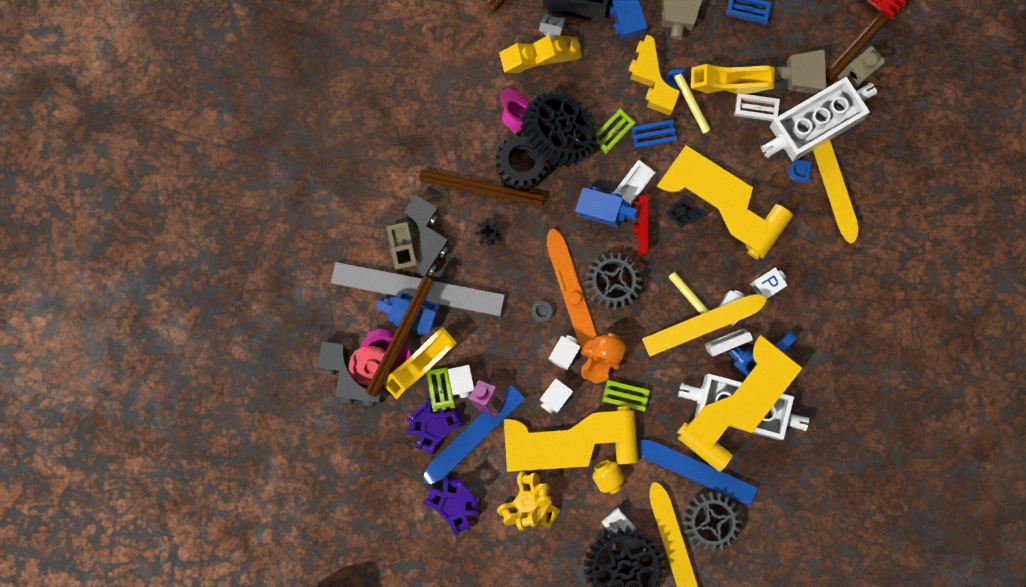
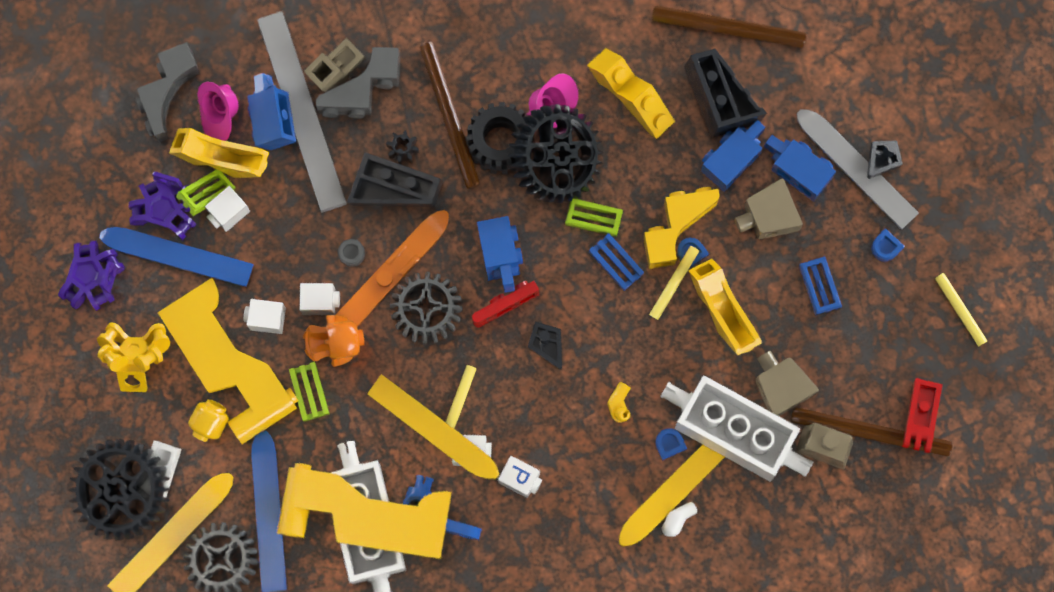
camera: 65 degrees right, 5 degrees down
(365, 363) = (190, 106): coral tile -> none
(399, 336) = (234, 115): reddish brown axle -> none
(487, 398) = (221, 244): magenta brick -> none
(512, 254) = (392, 184): none -> black wedge
(551, 25) = (666, 82): light grey plate -> none
(635, 182) = (549, 271): white tile -> none
(728, 341) = (429, 467): white tile -> none
(730, 197) = (591, 383): yellow door -> none
(758, 192) = (617, 405): none -> yellow arm
(759, 99) = (704, 335): white tile -> none
(856, 196) = (676, 519): none -> white arm

